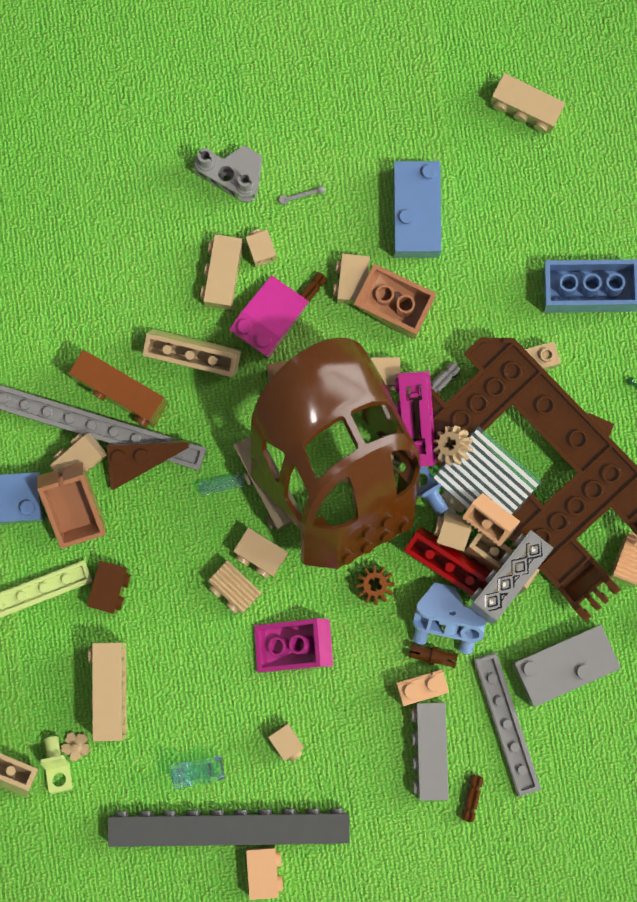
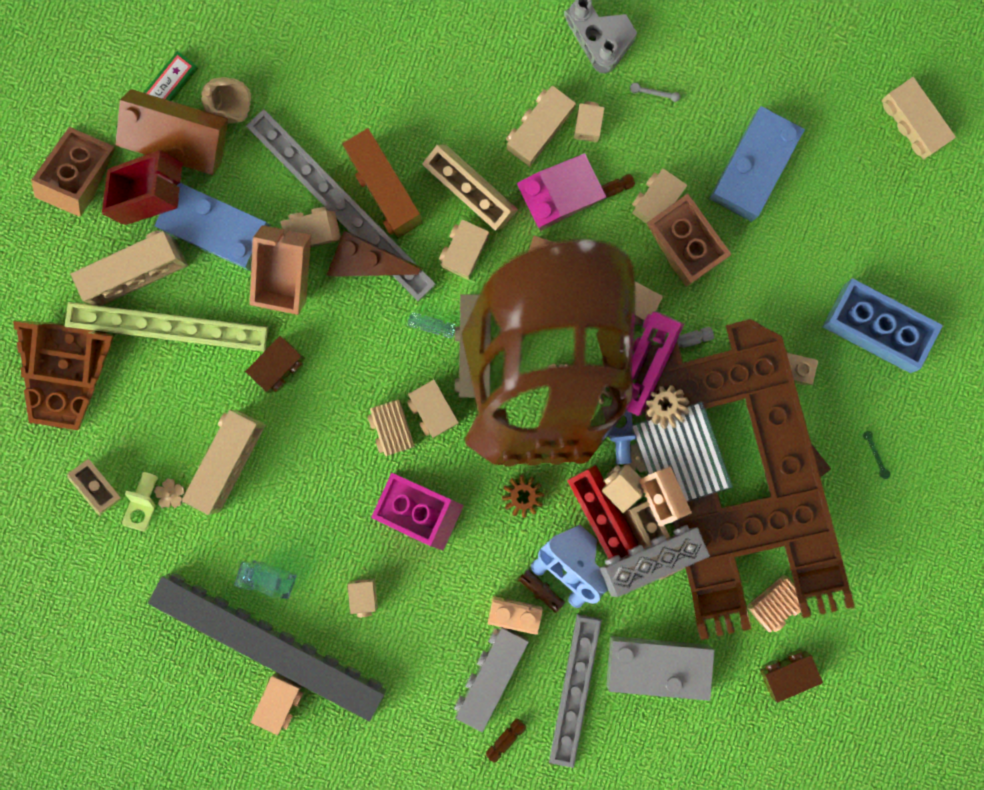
camera: 30 degrees right, 5 degrees up
(215, 406) = (464, 249): none -> tan brick

